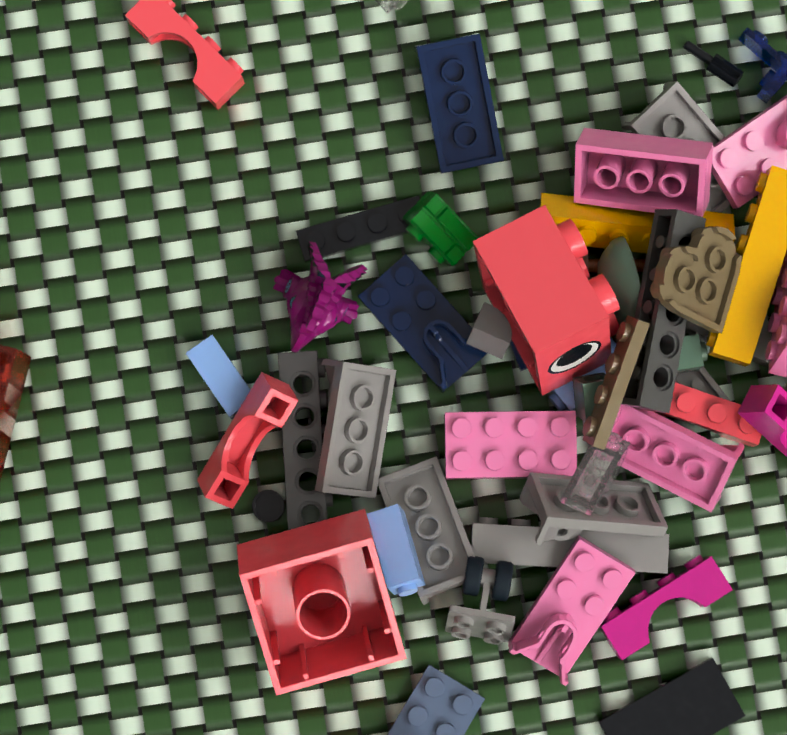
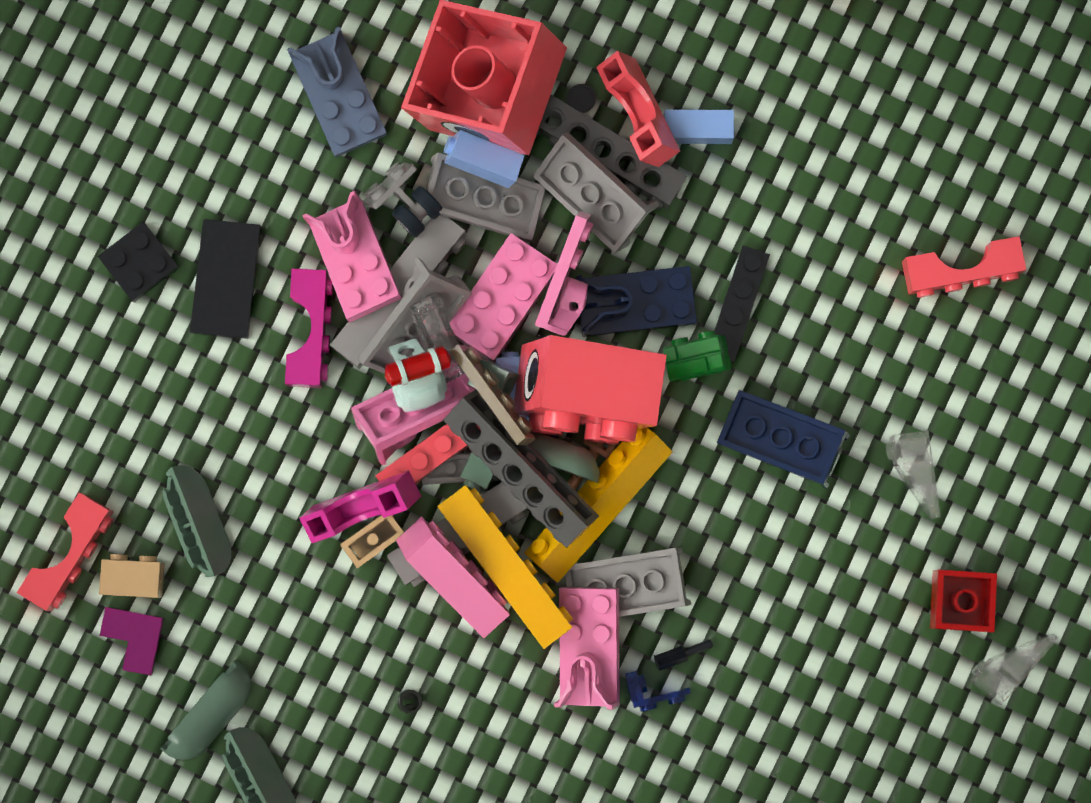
camera: 120 degrees right, 0 degrees up
(317, 300) = (705, 228): magenta piece -> none
(469, 387) = (557, 311): none -> bright pink plate
(491, 331) = (594, 331): light grey brick -> none
(642, 171) = (633, 530): bright pink brick -> none
(647, 463) = (419, 378): none -> light aqua piece
(699, 277) = (524, 509): dark tan plate -> none

